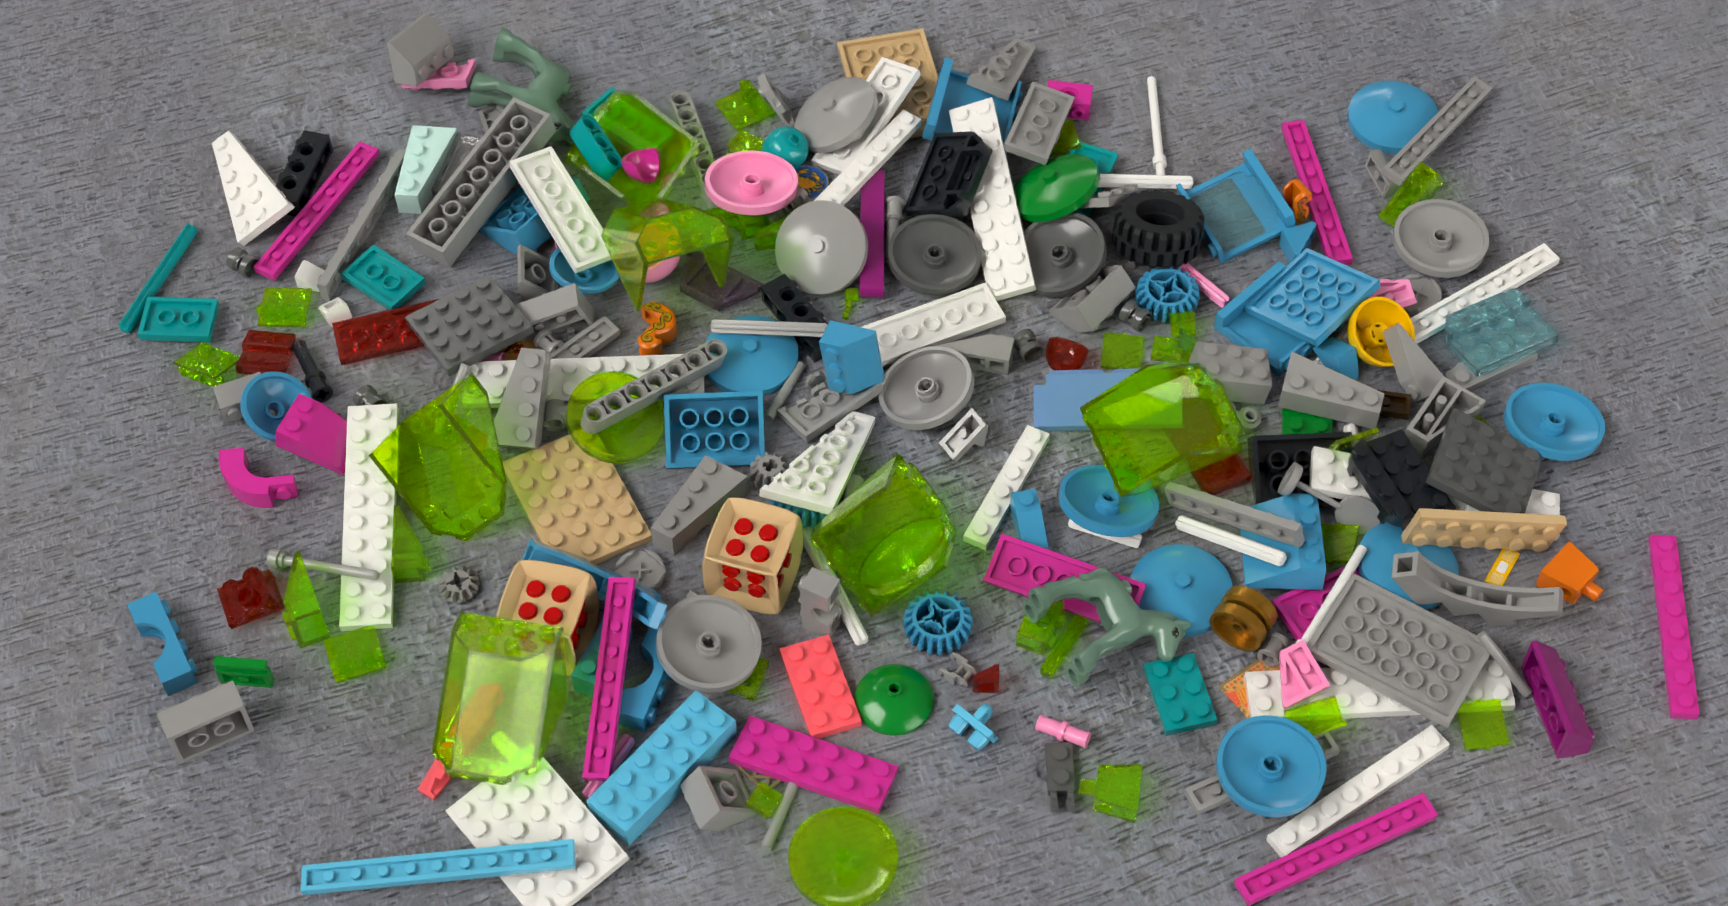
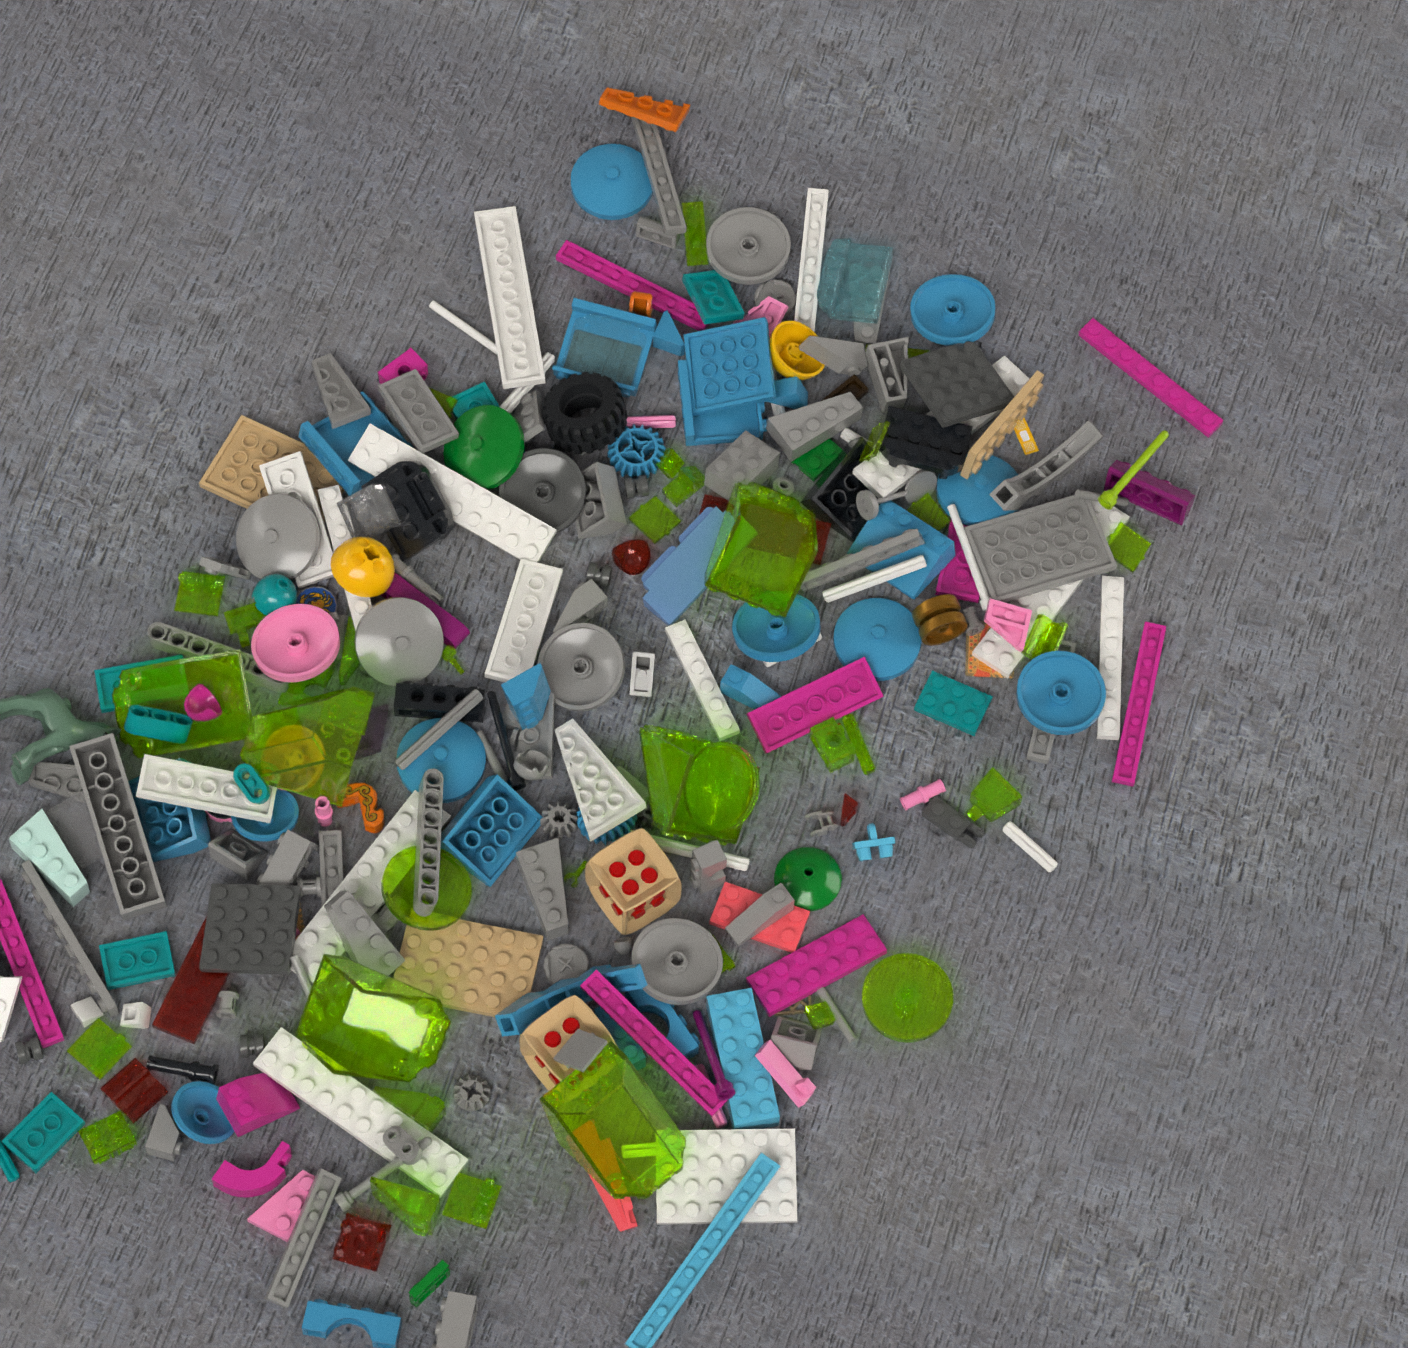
camera: 55 degrees left, 10 degrees up
(217, 552) = (303, 1238): none -> light grey plate
(241, 525) = (283, 1209): none -> bright pink wing
(354, 558) = (401, 1143): none -> light grey plate
(393, 361) = (227, 1004): none -> light grey bush
(533, 610) = (580, 1050): none -> light grey piece
(591, 231) = (252, 784): none -> teal plate
(612, 763) = (724, 1088): none -> magenta piece
(621, 303) = (323, 811): none -> bright pink pin
(674, 807) = (785, 1074): none -> bright pink hinge
(776, 414) = (514, 779): none -> black piece
(795, 412) = (531, 765): none -> light grey hair
(817, 679) = (761, 914): none -> light grey slope
(861, 178) = (363, 566): none -> yellow piece
(913, 150) = (368, 512): none -> clear brick
(930, 633) = (792, 813): dark azure gear -> none
(934, 254) = (467, 572): dark grey dish -> none
(1098, 859) = (1030, 846): none -> white axle
(1118, 615) = (875, 692): sand green animal -> none
(1207, 117) = (509, 297): none -> white plate
(1365, 246) = (713, 297): none -> teal plate
(1479, 87) = (645, 109): none -> orange wing
(1504, 660) = (1109, 498): none -> lime piece
(1571, 573) = (1068, 403): orange torso -> none

